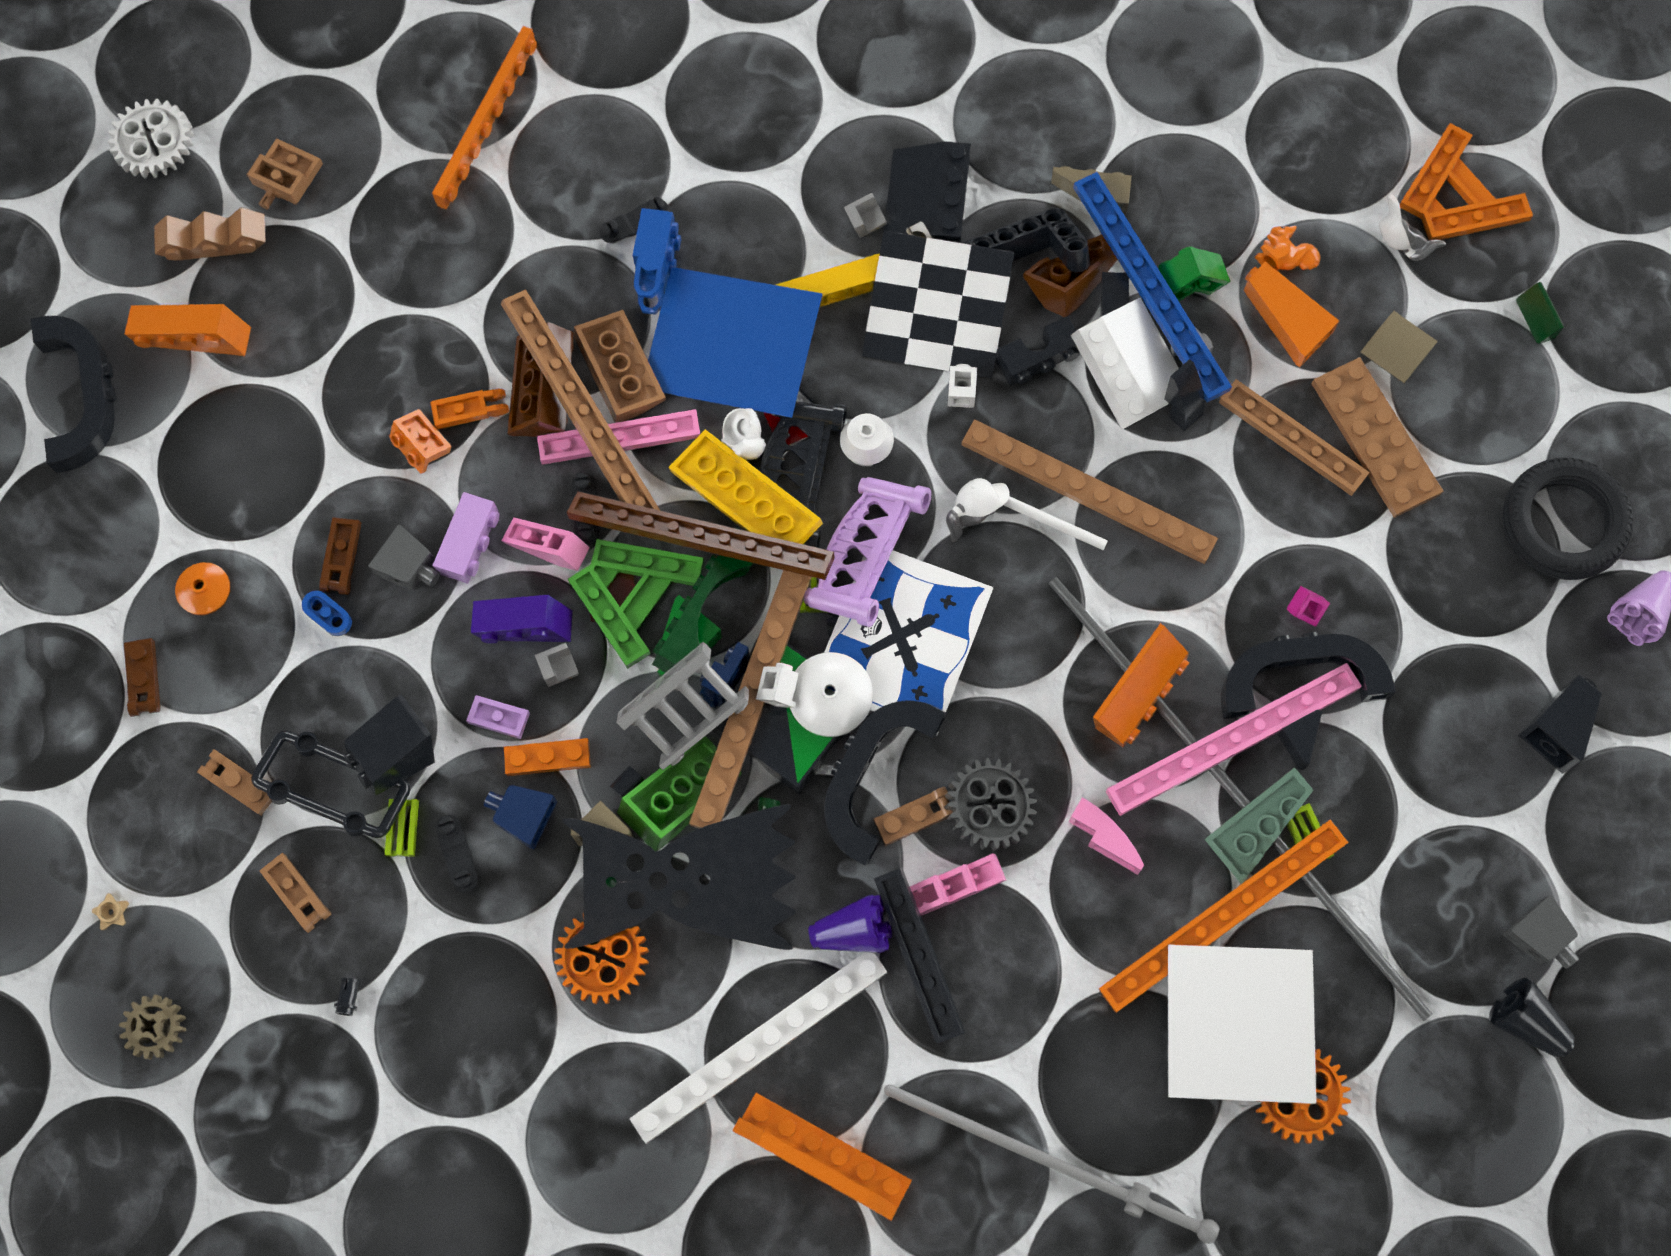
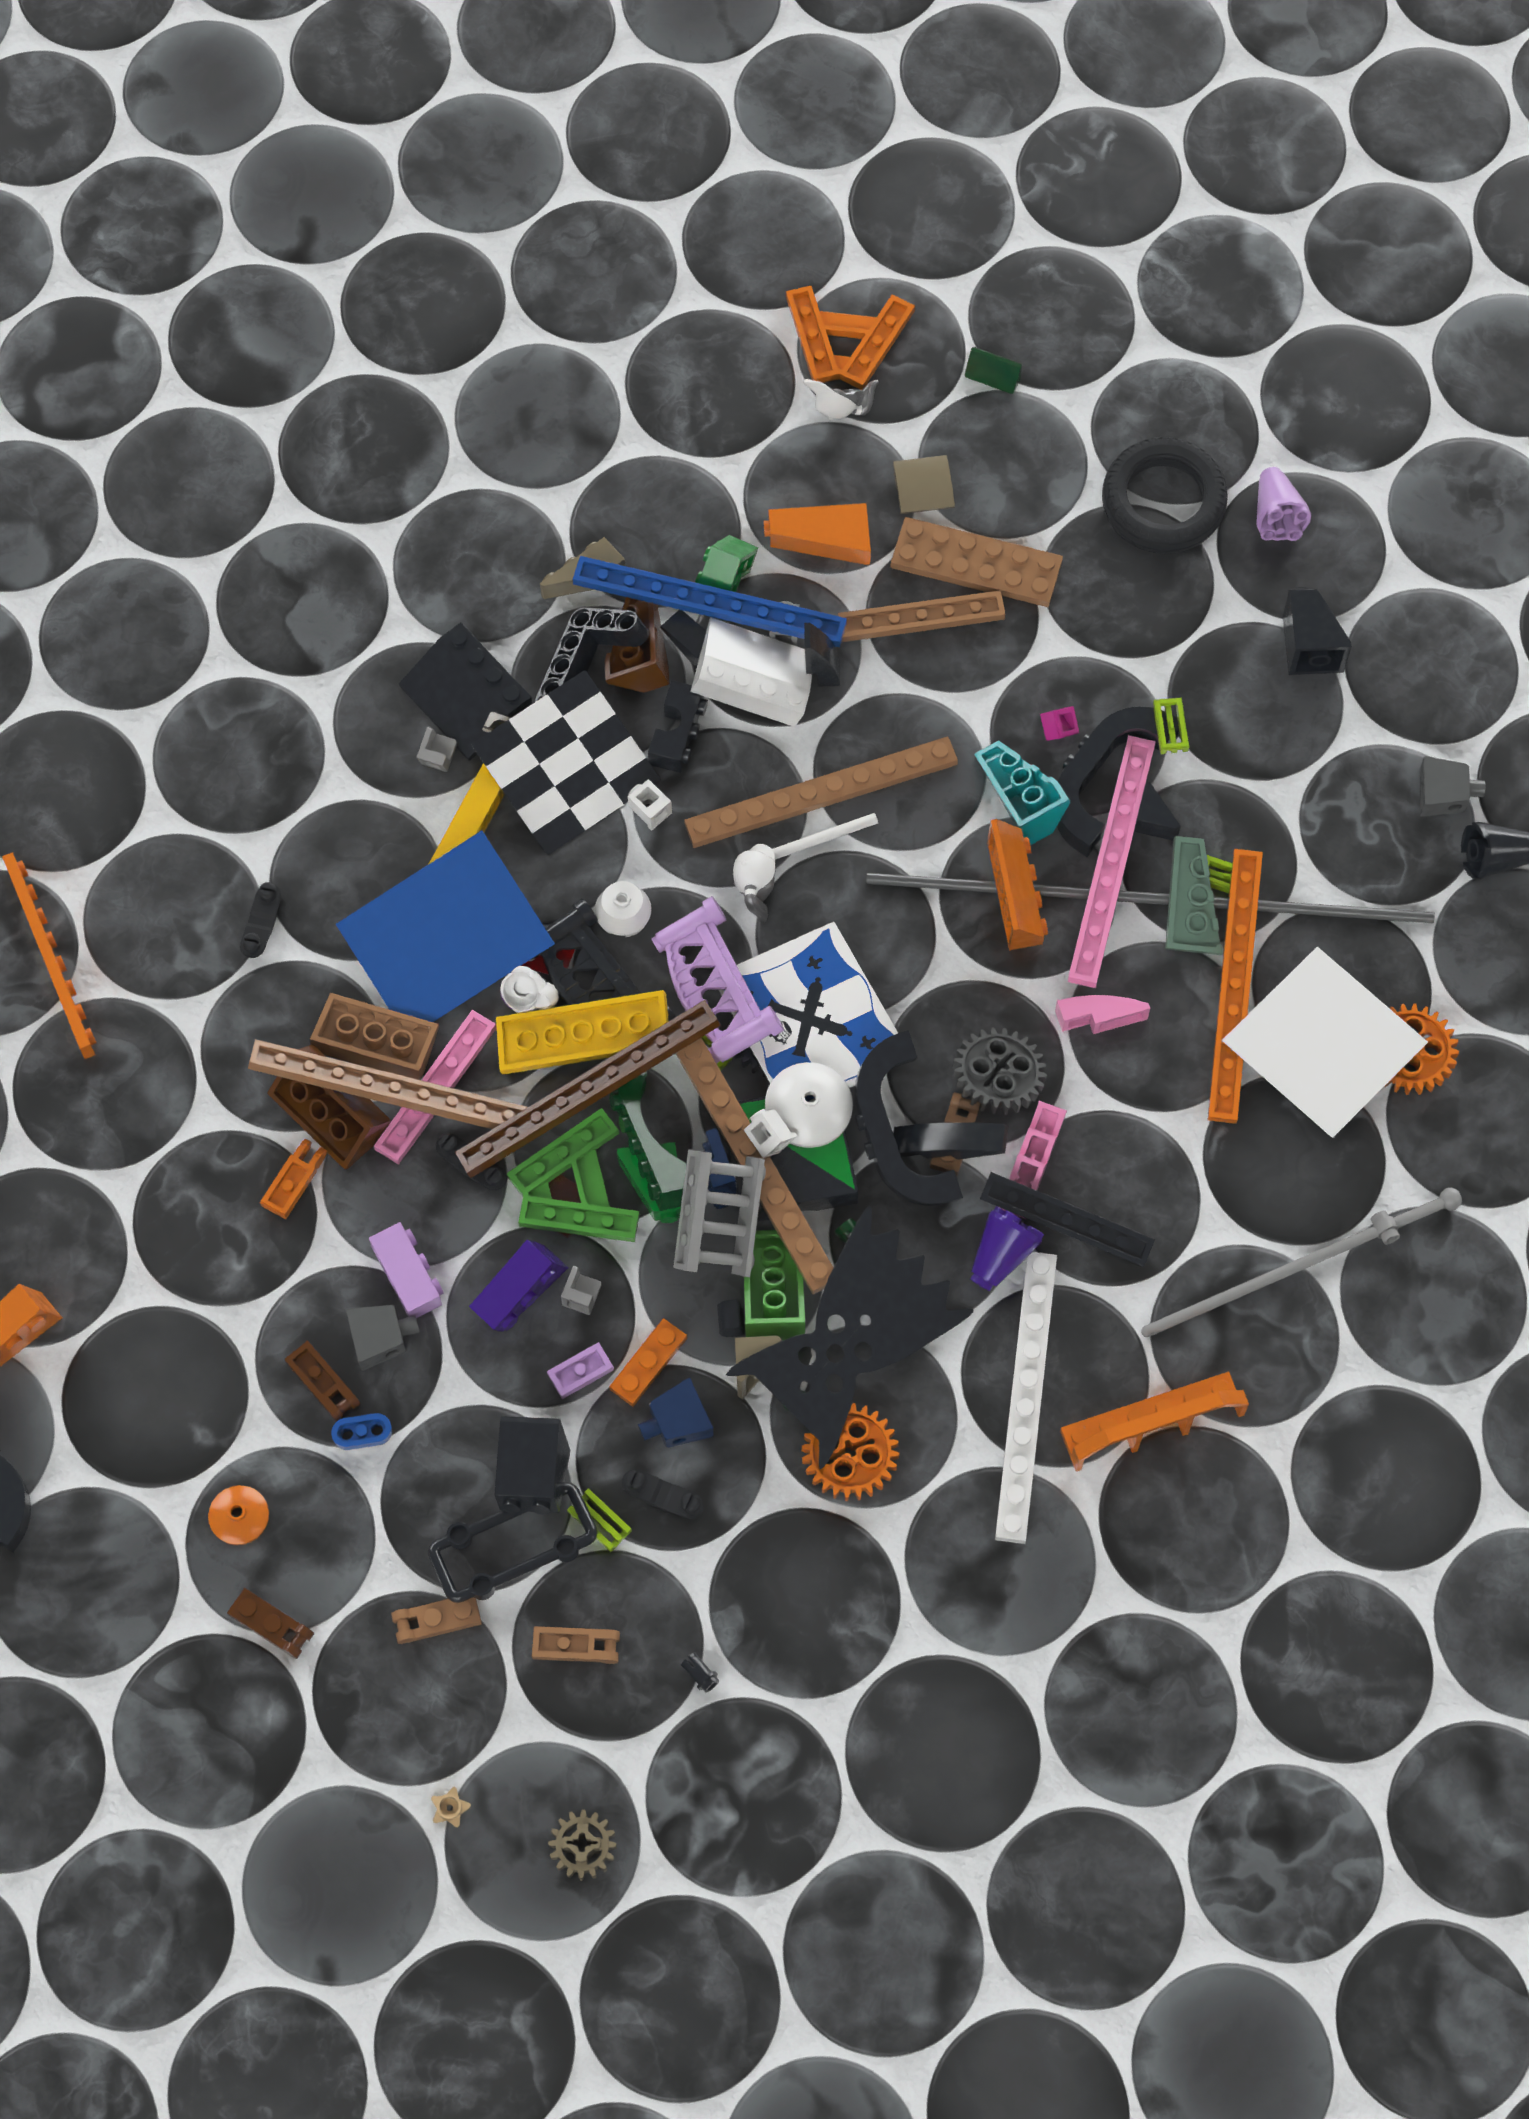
camera: 50 degrees left, 5 degrees down
(418, 440) = (283, 1240): orange bracket -> none
(547, 543) = (471, 1214): bright pink slope -> none
(654, 255) = (313, 929): blue brick -> none
(899, 817) = (951, 1139): none -> black slope
(1226, 629) = (1027, 794): none -> teal wedge
(1283, 254) = (772, 493): orange animal -> none
(1367, 703) = (1172, 746): none -> lime tile

